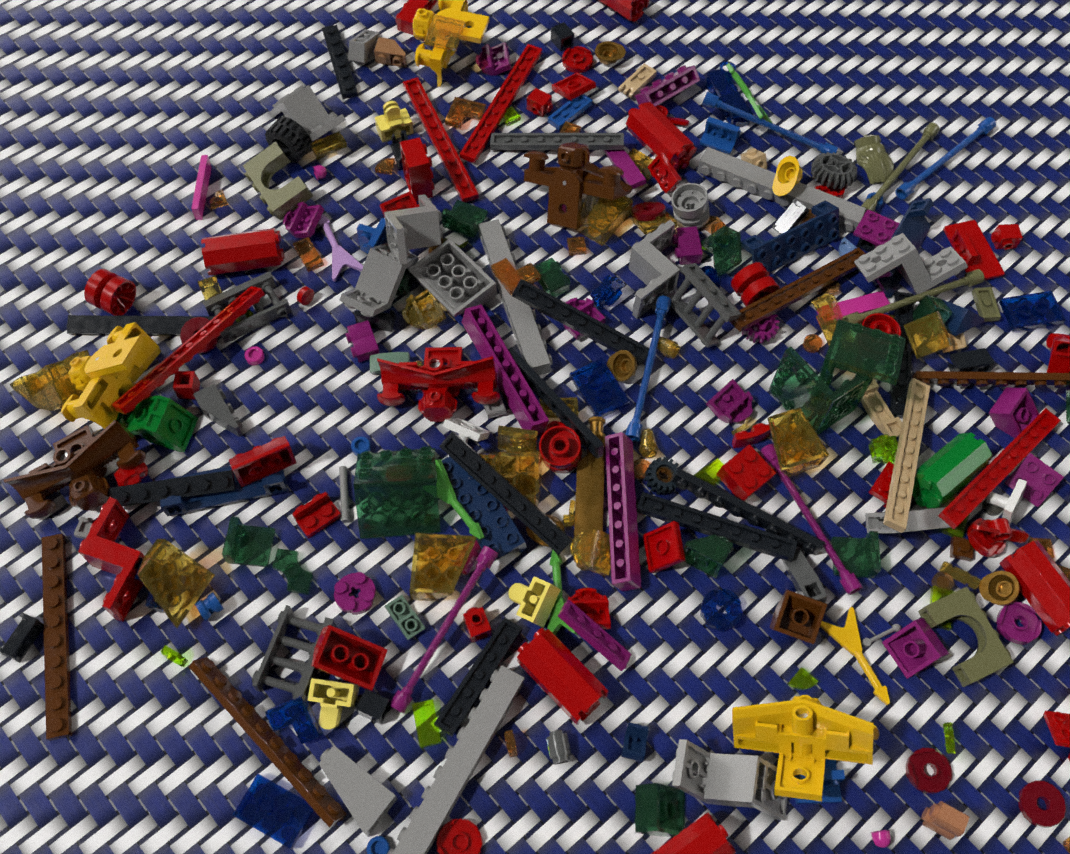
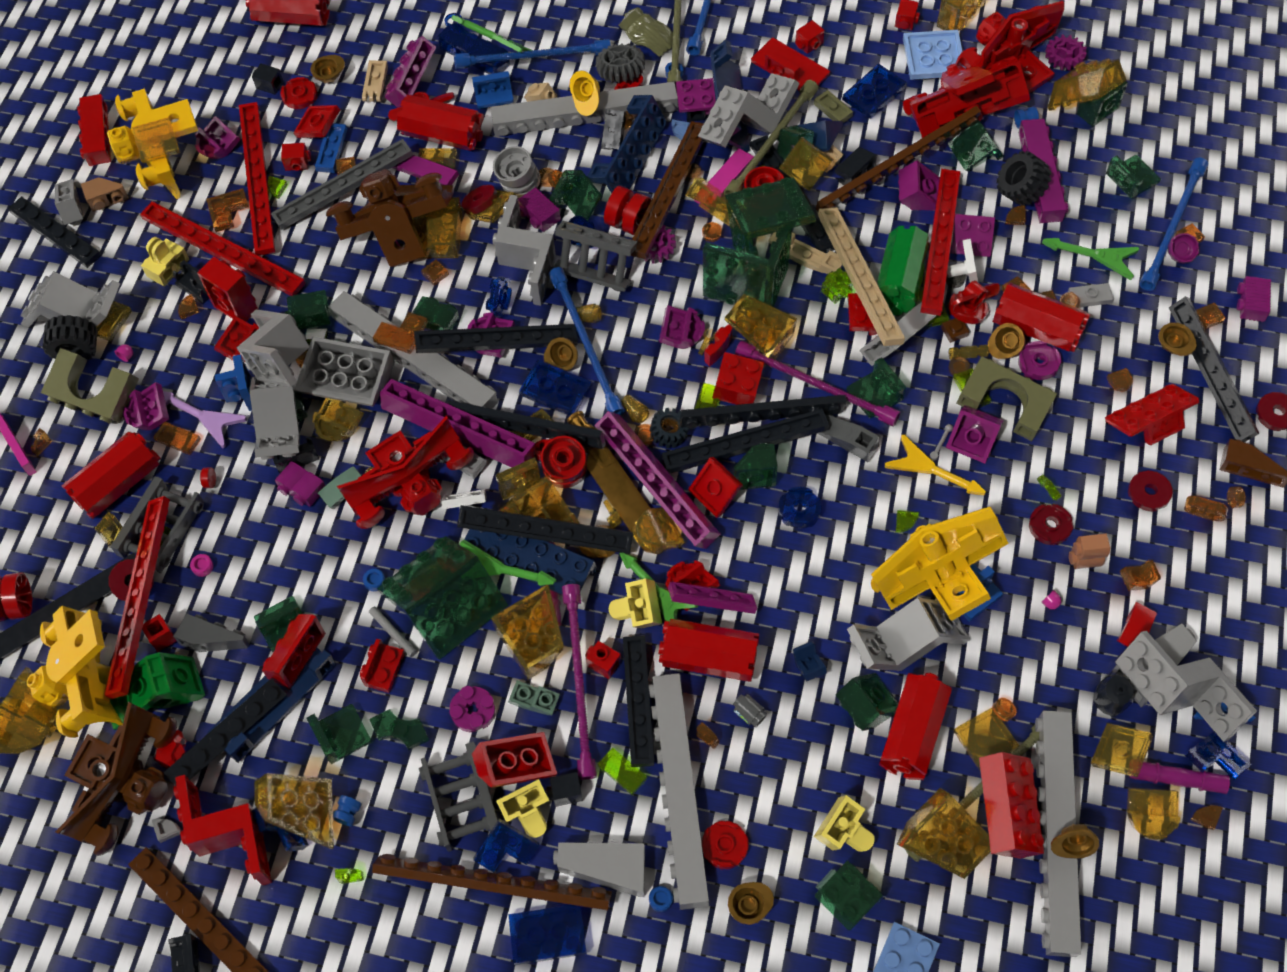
camera: 30 degrees left, 0 degrees up
(270, 427) = (276, 619): none -> clear green bracket
(664, 173) = (469, 155): red bracket -> none
(798, 616) = (867, 469): reddish brown slope -> none

